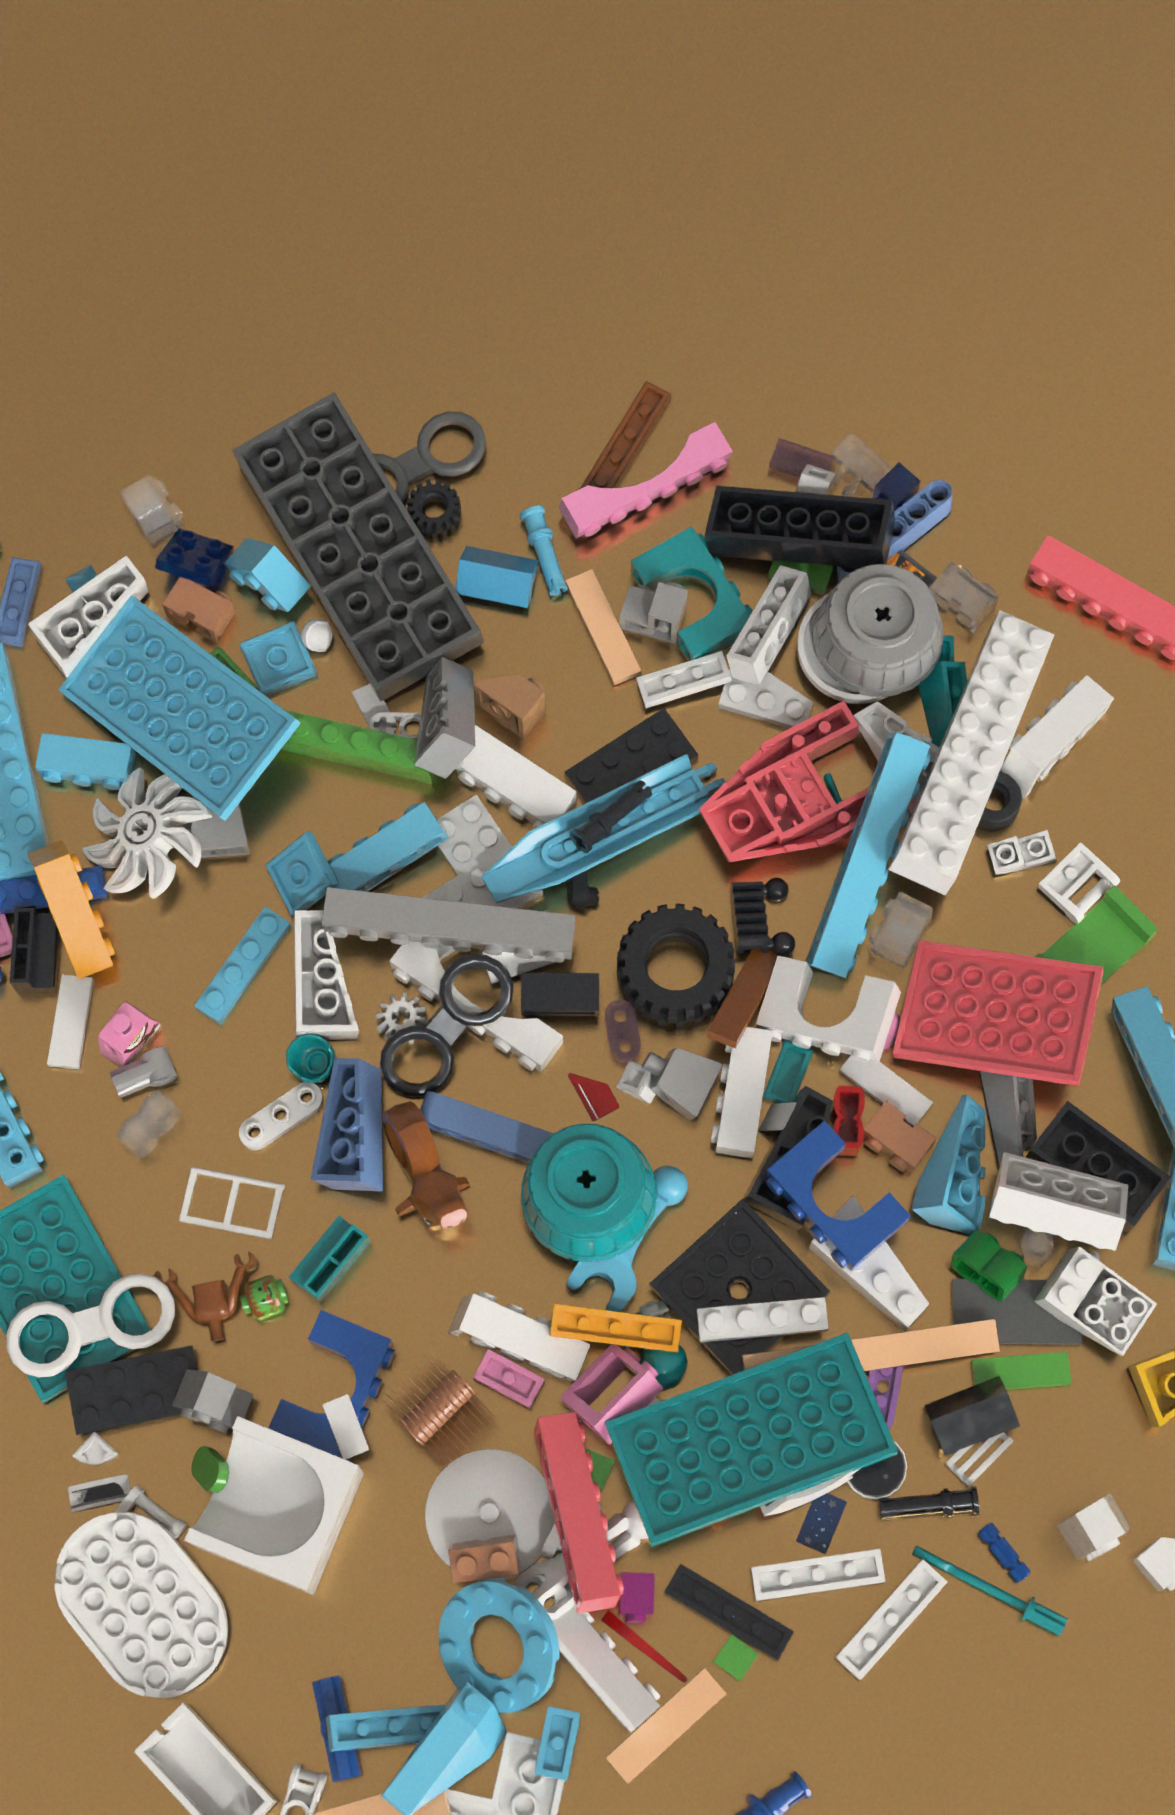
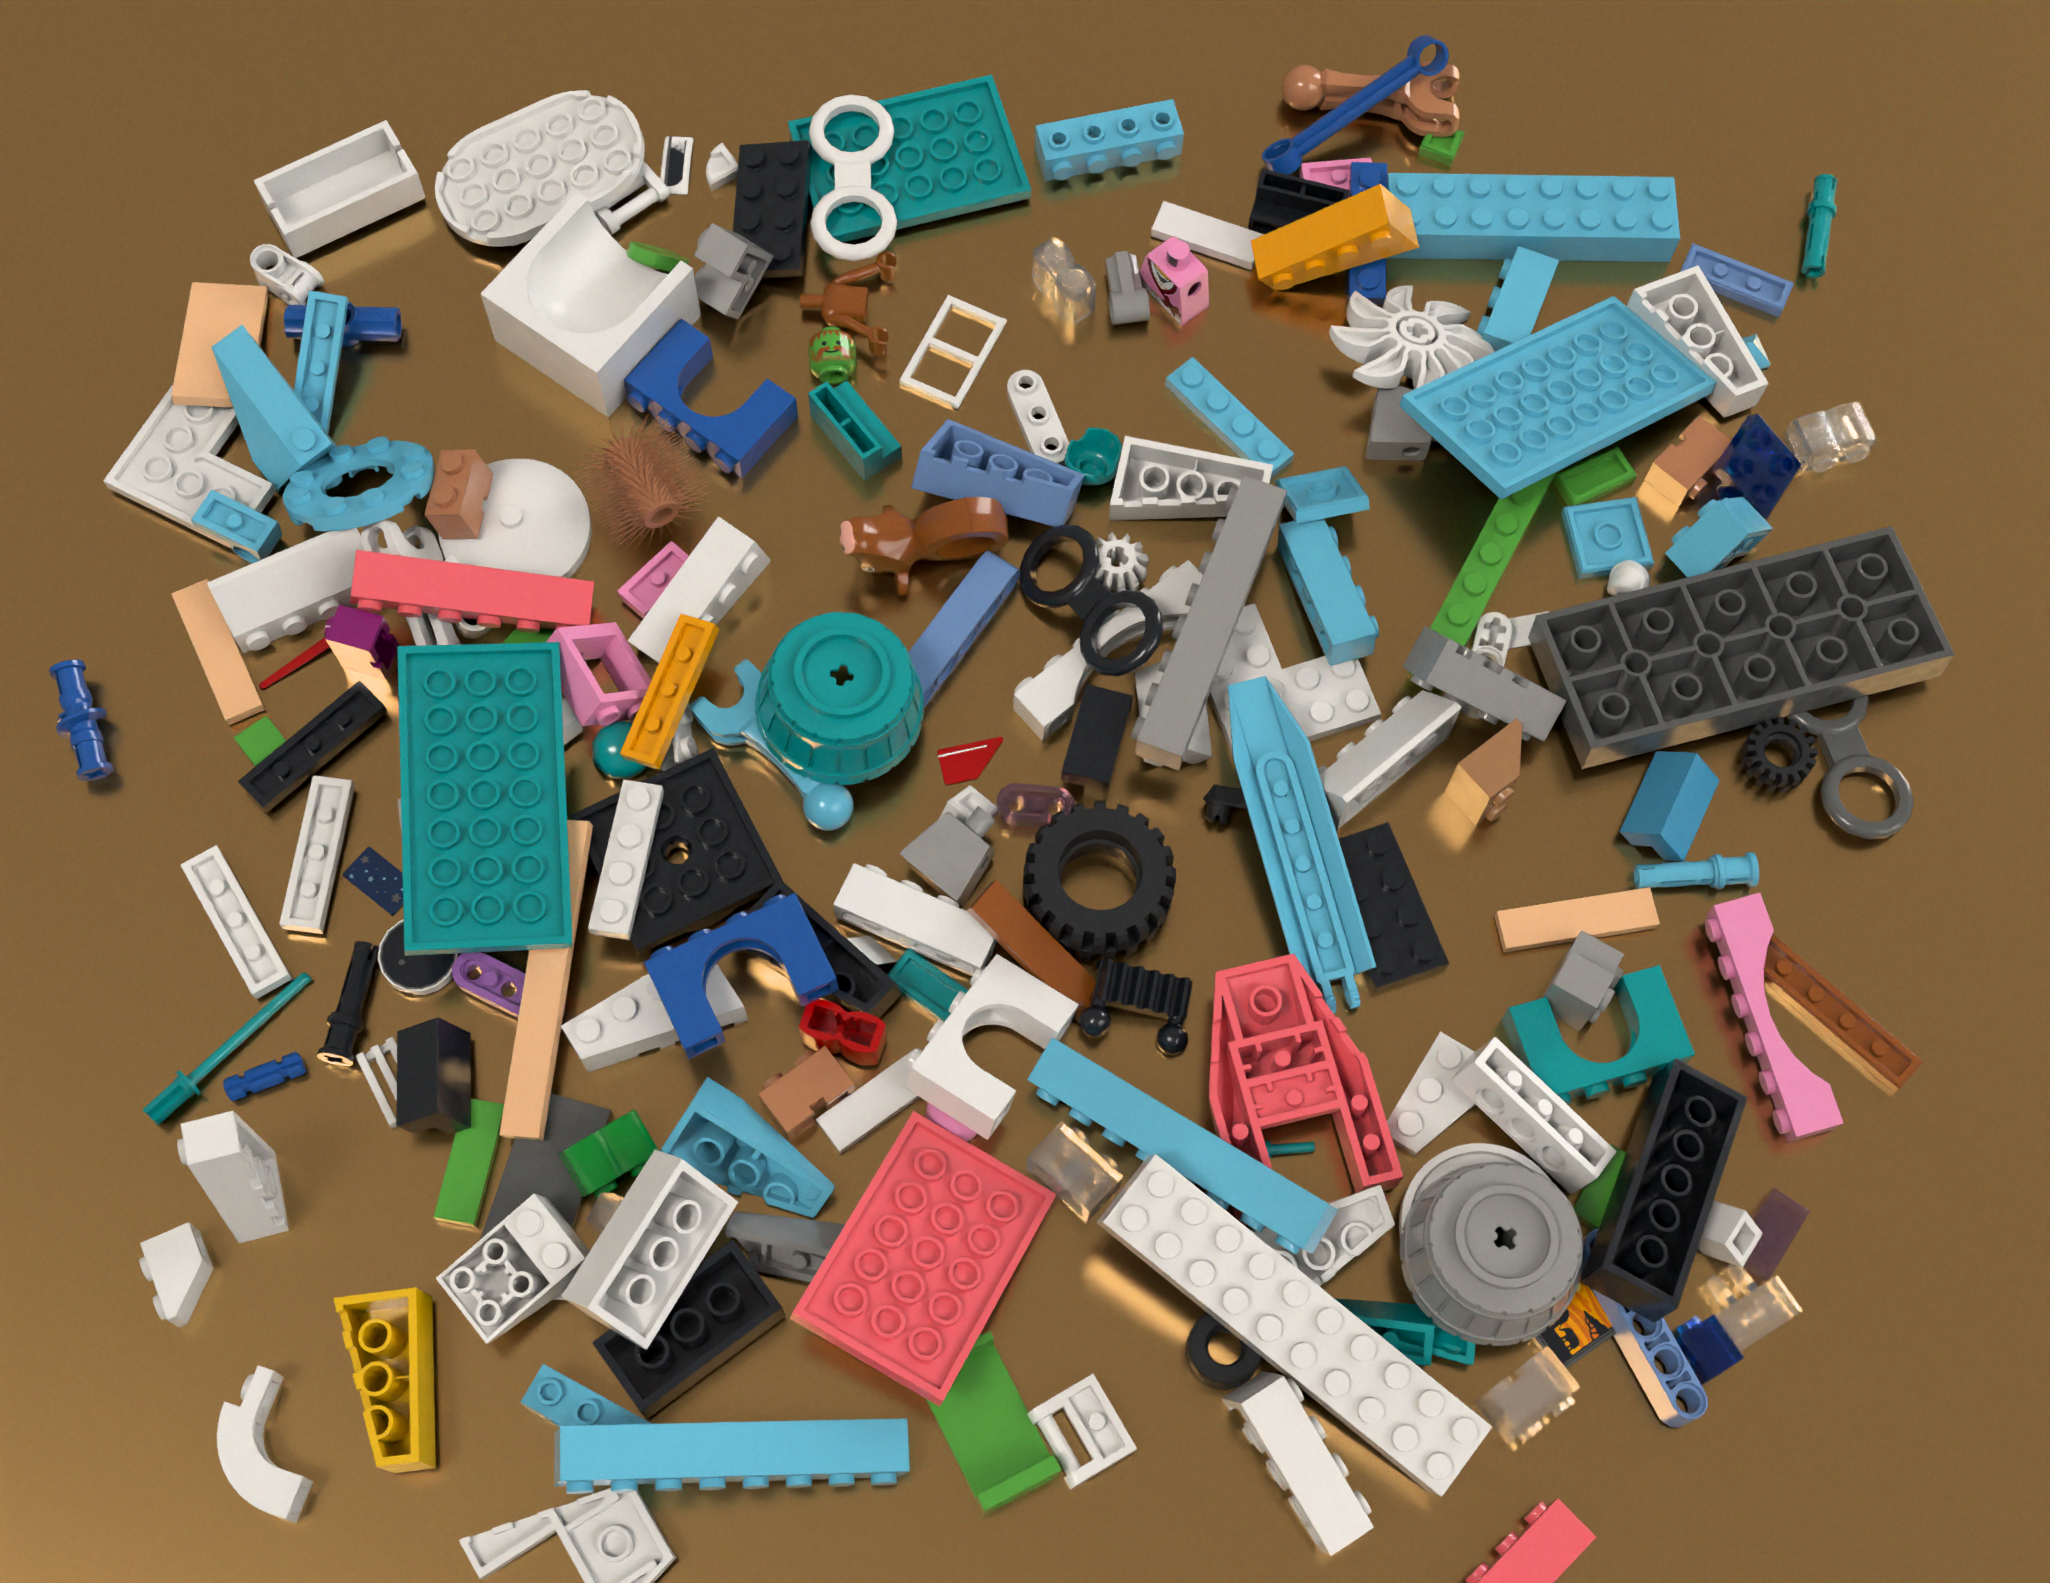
camera: 100 degrees right, 5 degrees down
(345, 1427) = (656, 393): white sticker -> none
(601, 823) = (1298, 826): black pin -> none
(683, 679) = (1481, 991): white plate -> none
(1022, 853) = (1144, 1369): white slope -> none

